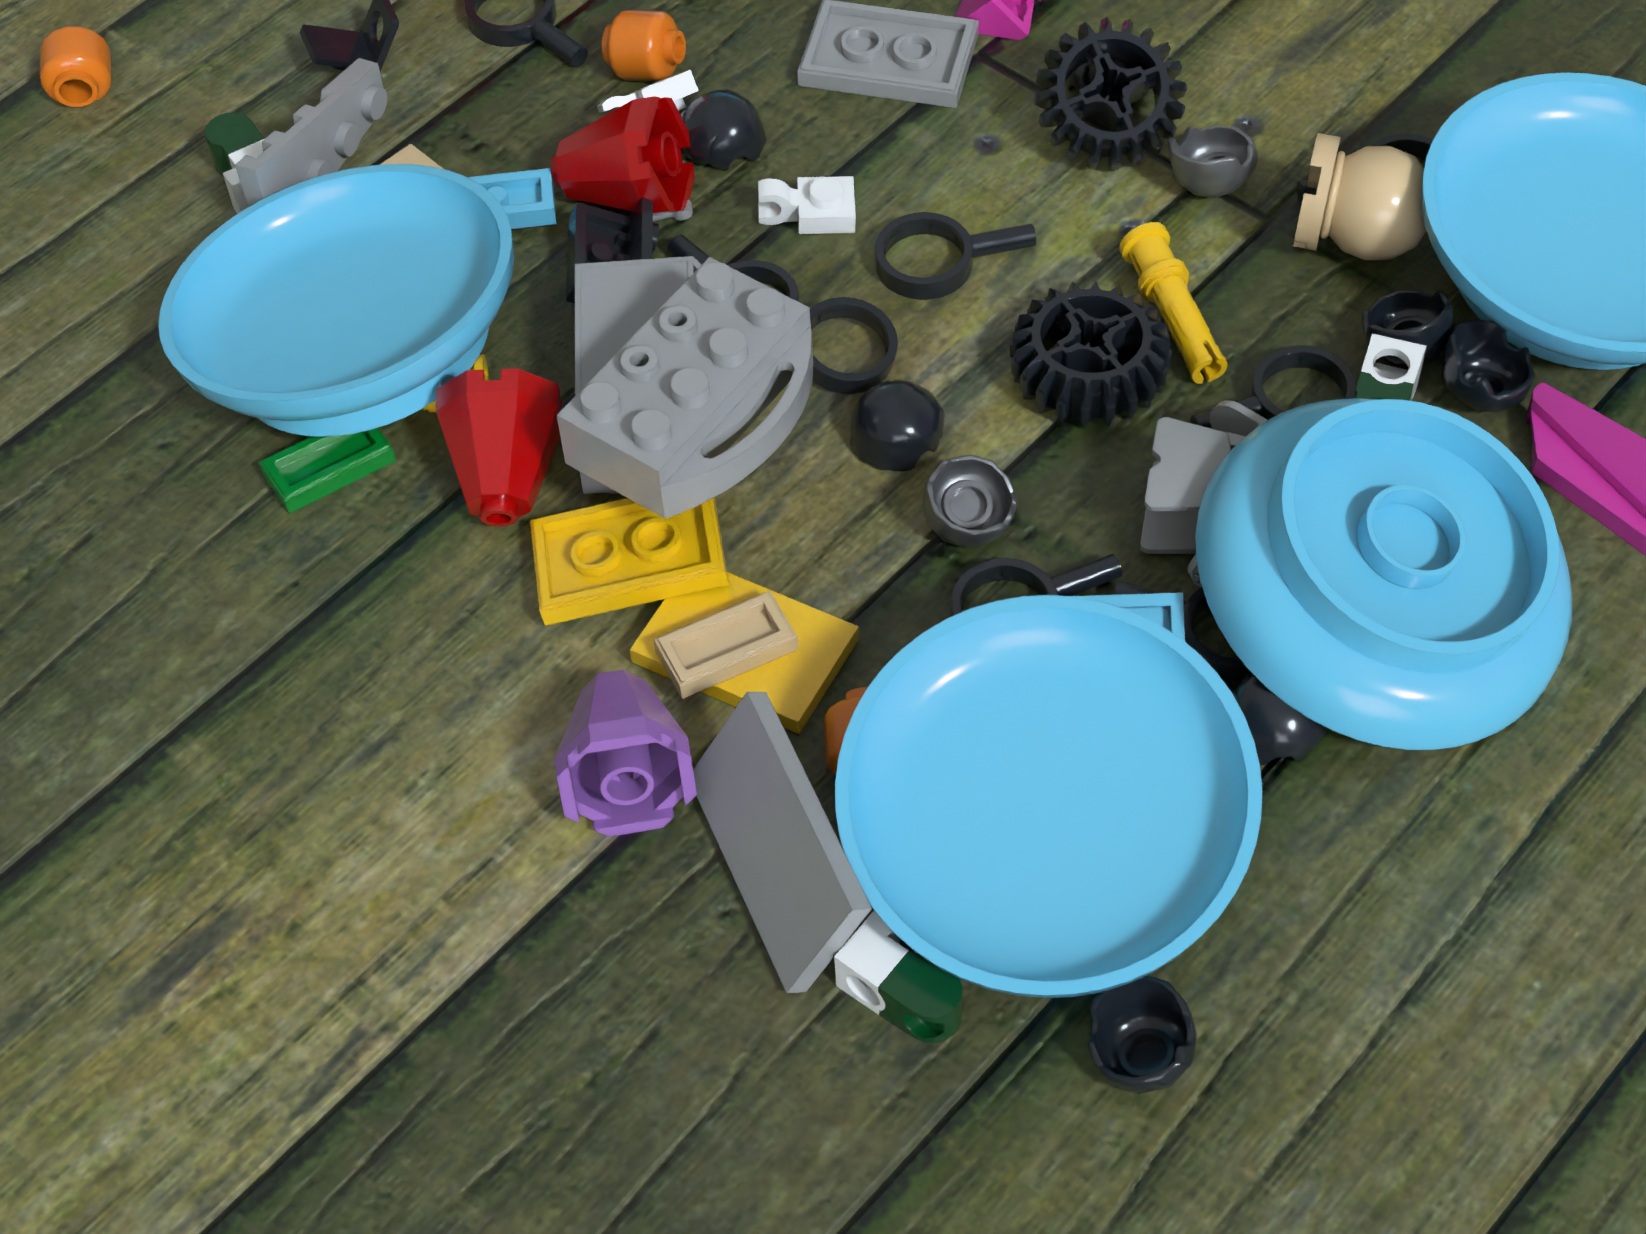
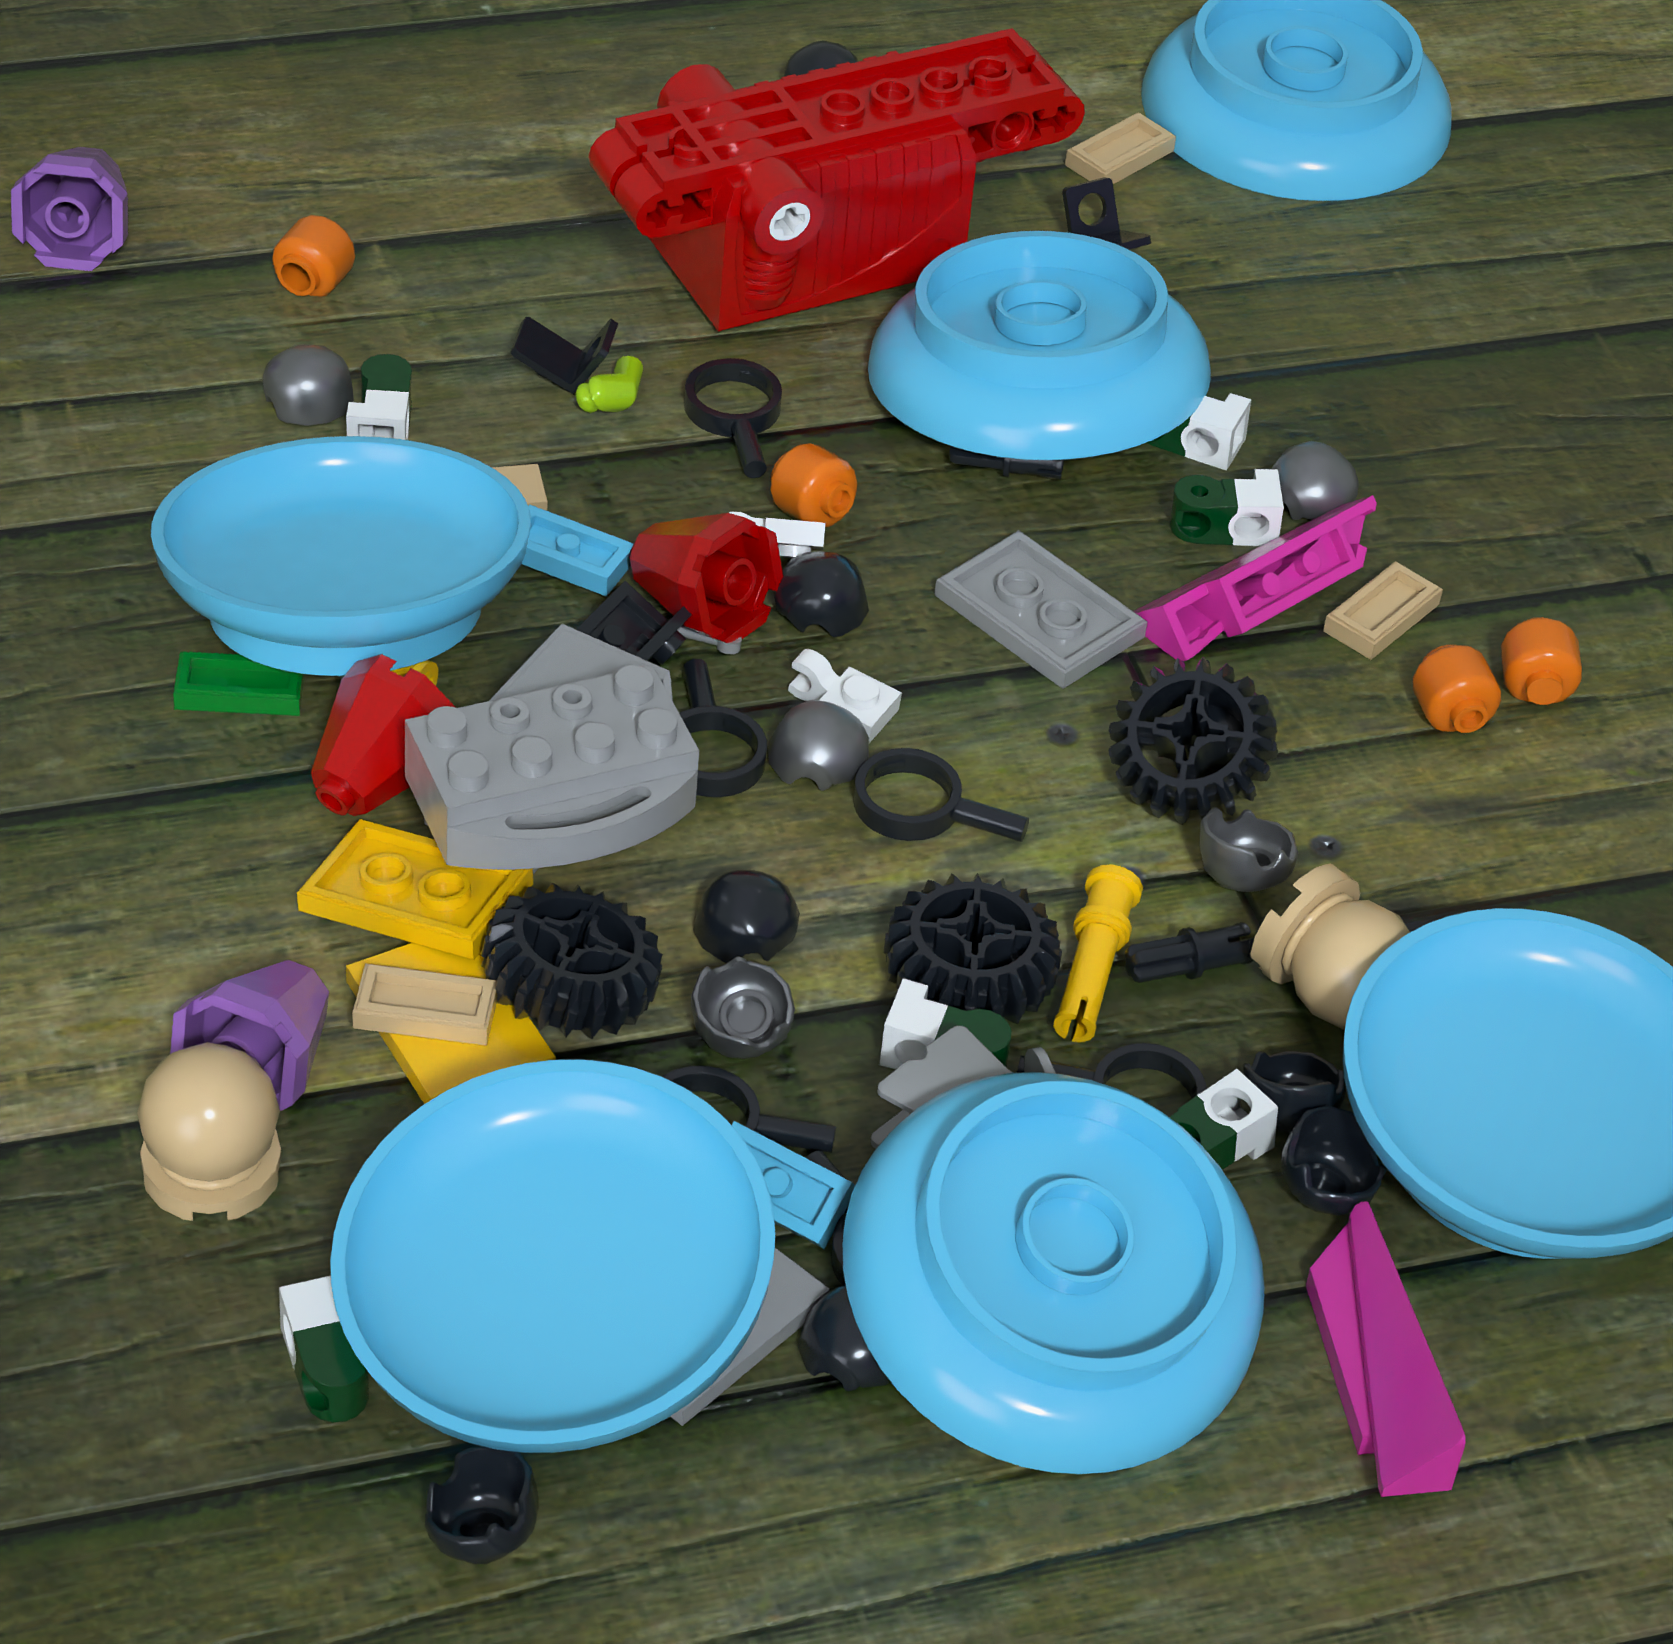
camera: 25 degrees right, 10 degrees down
(164, 177) = (308, 385): none -> flat silver hair
(320, 134) = (455, 413): light grey wing -> none
(414, 51) = (612, 391): none -> lime arm
(659, 860) = (209, 1132): none -> tan tile
(778, 843) = (315, 1174): light grey tile -> none
(809, 539) = (572, 960): none -> black gear
(827, 253) = (819, 744): none -> flat silver hair
(873, 317) = (736, 789): black piece -> none
(1121, 439) = (918, 1022): none -> white leg
(1239, 263) = (1189, 953): none -> black axle

